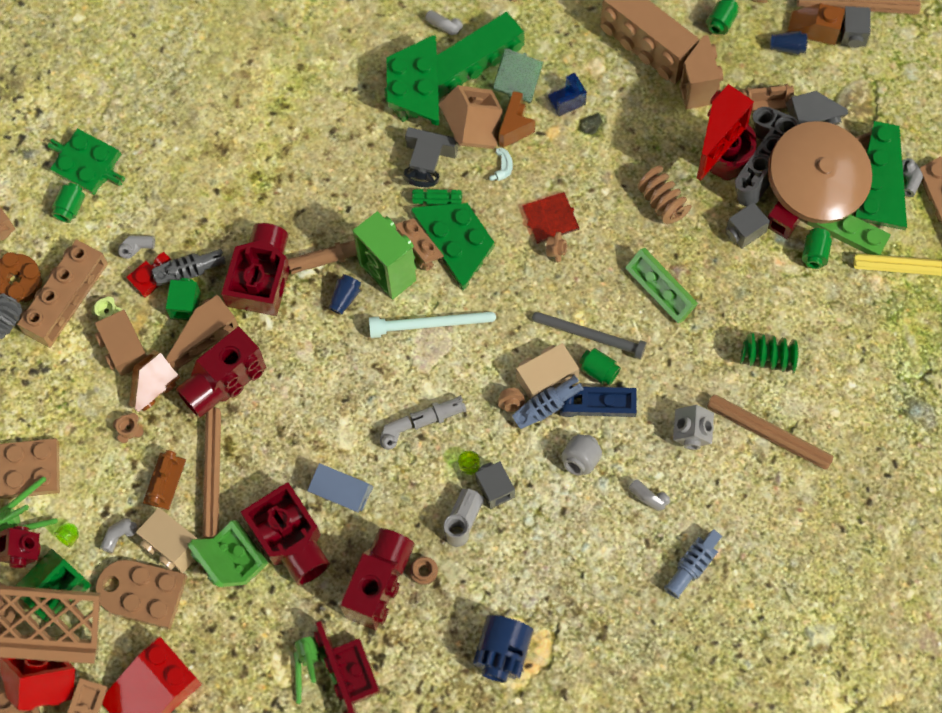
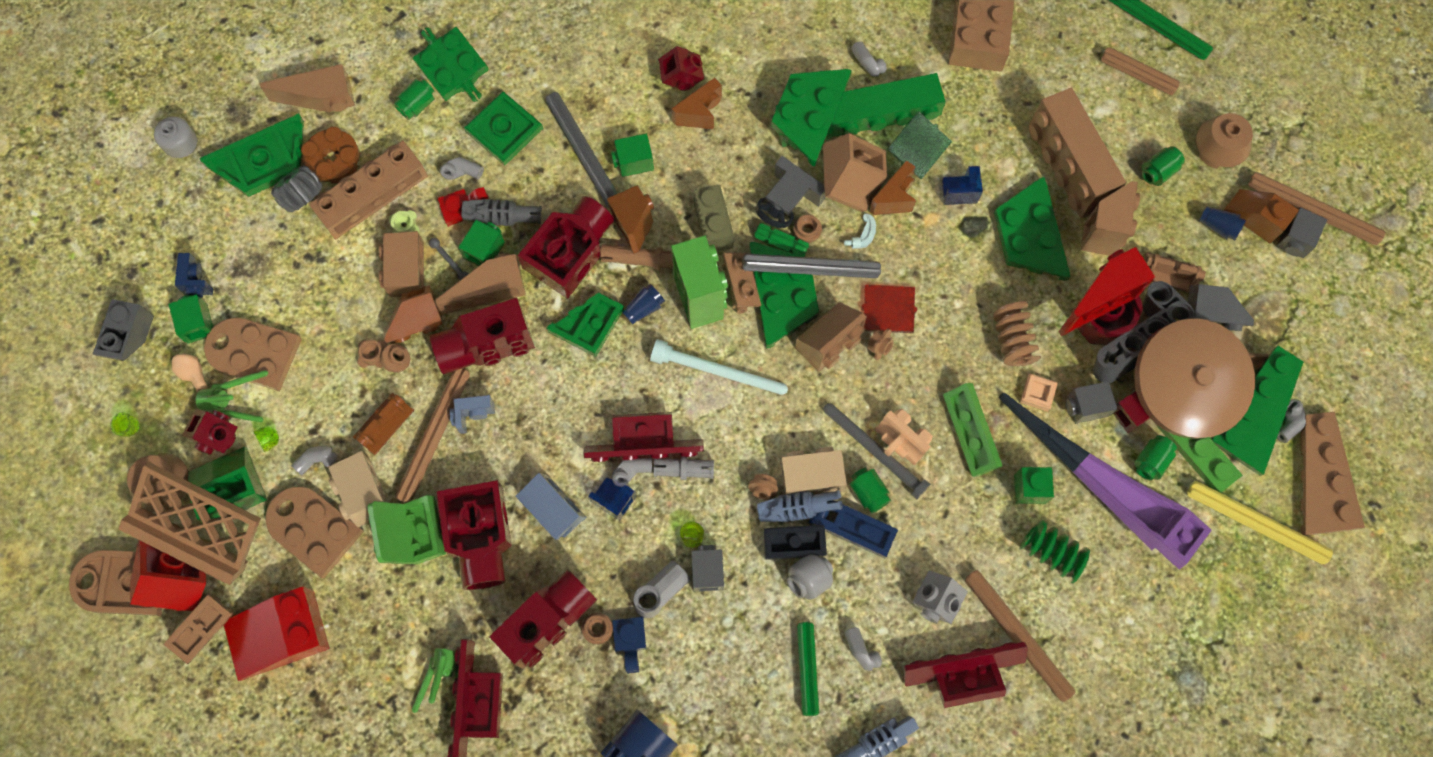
camera: 20 degrees right, 5 degrees up
(140, 316) = (435, 244): none -> dark grey hinge
(150, 423) = (390, 362): none -> medium nougat plate
(157, 197) = (503, 128): none -> green plate
(234, 188) = (581, 146): none -> dark grey axle
(236, 435) = (472, 407): none -> sand blue bracket
(280, 176) = (633, 155): none -> green brick
(290, 89) = (681, 68): none -> dark red brick
(302, 225) = (632, 215): none -> dark orange slope
(305, 329) = (588, 324): none -> green wing
(317, 118) = (694, 109): none -> dark orange slope
(371, 197) = (713, 217): none -> olive brick
(389, 462) = (613, 499): none -> clear blue panel
(392, 399) = (643, 435): none -> dark red bracket
(454, 172) = (807, 221): none -> medium nougat plate
(454, 567) = (629, 638): none -> dark blue plate
(471, 206) = (811, 265): none -> dark grey axle
(513, 256) = (831, 335): none -> medium nougat slope
(556, 433) = (794, 542): none -> black slope
(607, 314) = (902, 438): none -> light nougat hips
(612, 529) = (808, 669): none -> green axle
(640, 111) = (1031, 232): none -> green wing
(701, 235) = (1038, 392): none -> light nougat tile
(730, 309) = (1034, 485): none -> green brick
(742, 478) = (967, 676): none -> dark red bracket
(827, 293) = (1151, 516): none -> medium lavender plate

